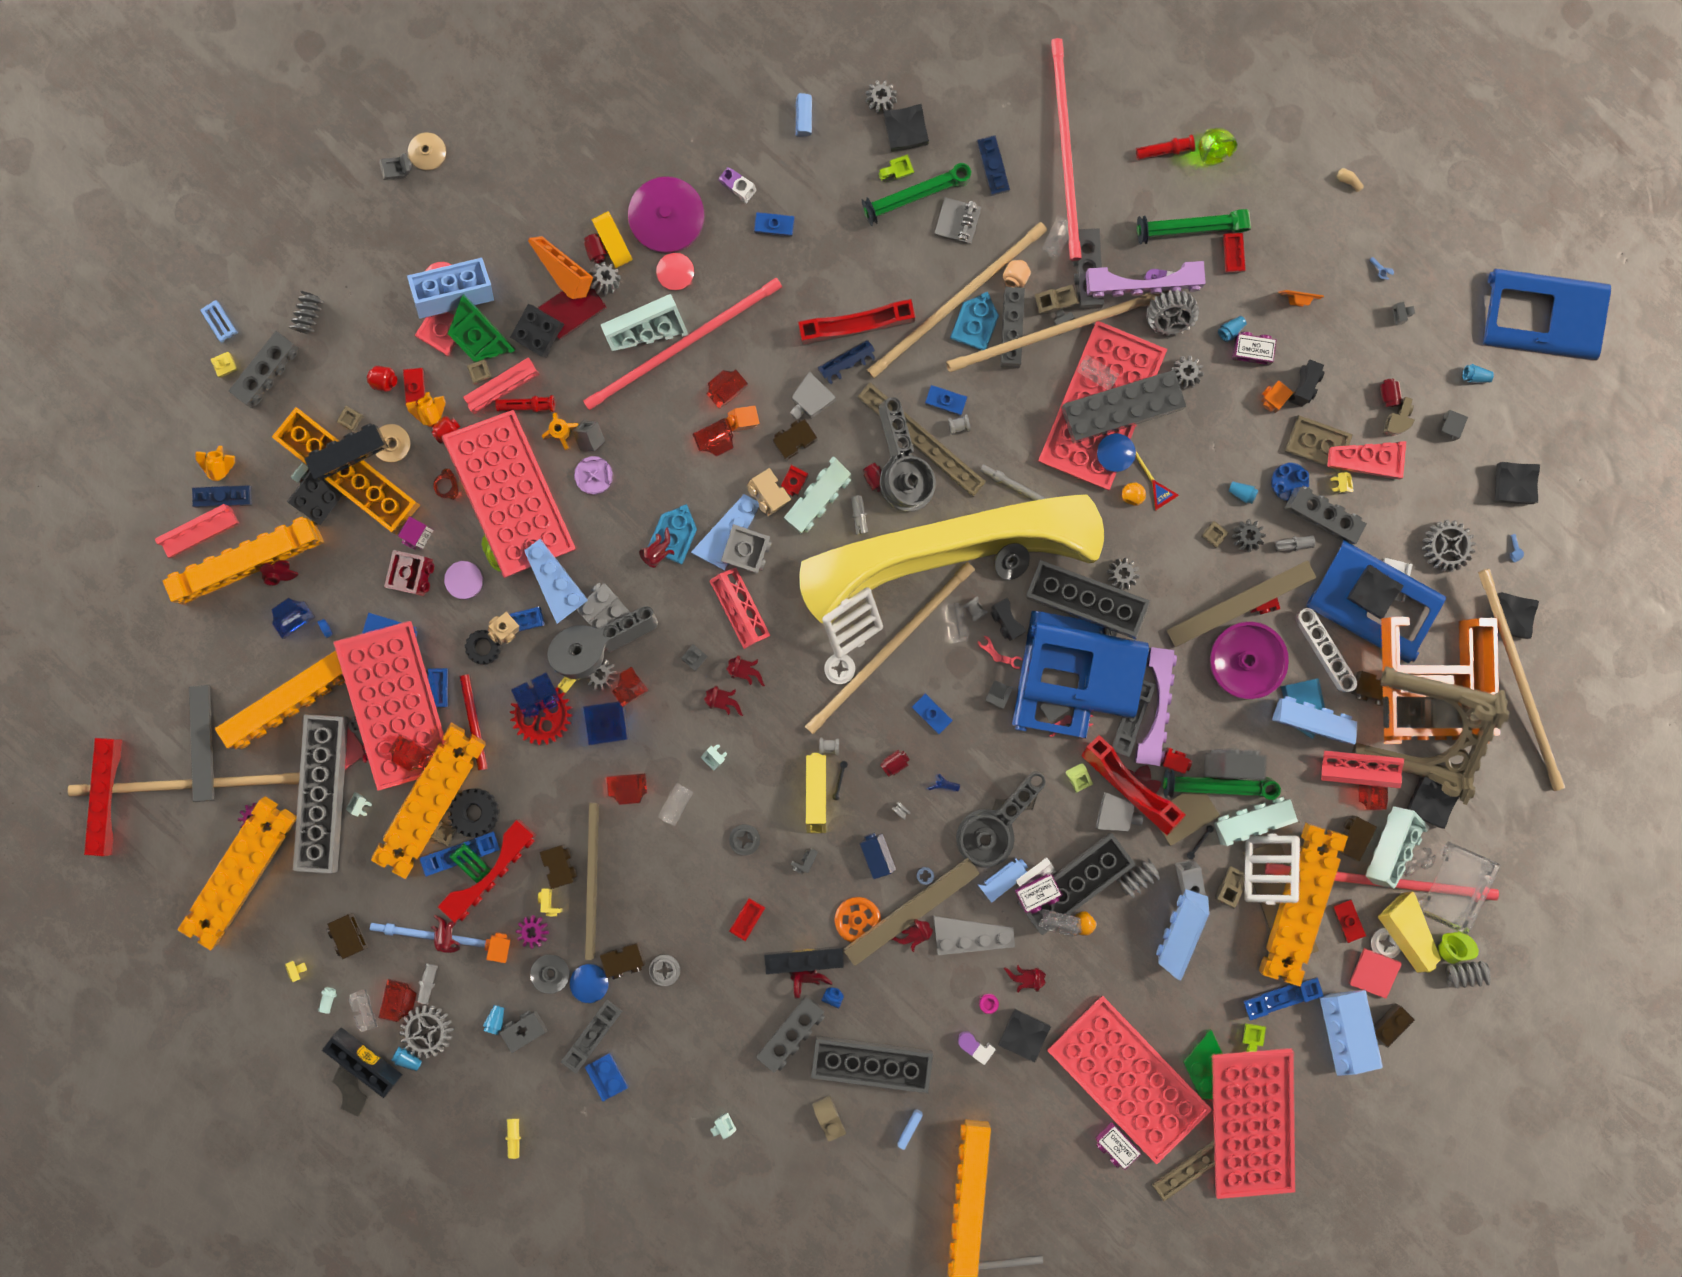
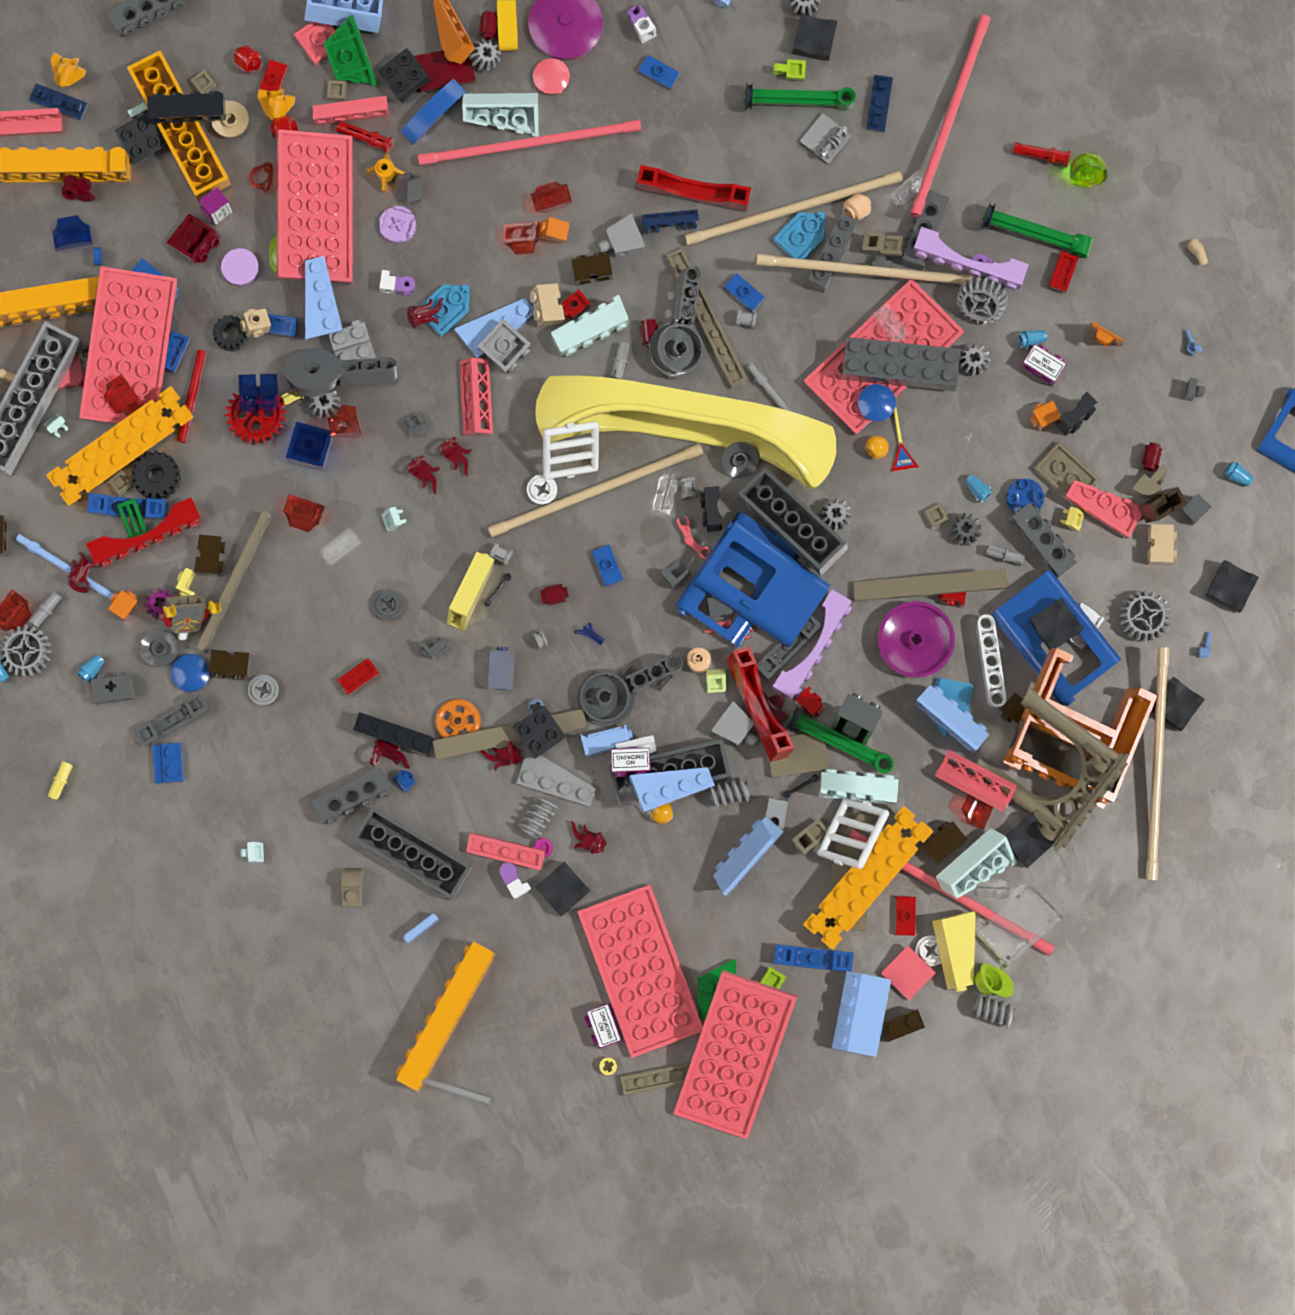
camera: 20 degrees right, 5 degrees down
(562, 932) = (187, 613): none -> torso
(579, 353) = (432, 111): none -> blue slope
(618, 534) = (396, 285): none -> leg
(939, 900) = (539, 732): none -> black brick
(956, 1023) = (505, 851): none -> coral plate
(972, 978) = (537, 817): none -> light grey piece
(1049, 768) = (700, 666): none -> light nougat head
(1083, 903) = (665, 787): none -> light blue wing
(1131, 1181) = (613, 1067): none -> light yellow bush
(1421, 435) = (1162, 505): none -> dark brown brick
(1435, 471) = (1162, 539): none -> tan brick

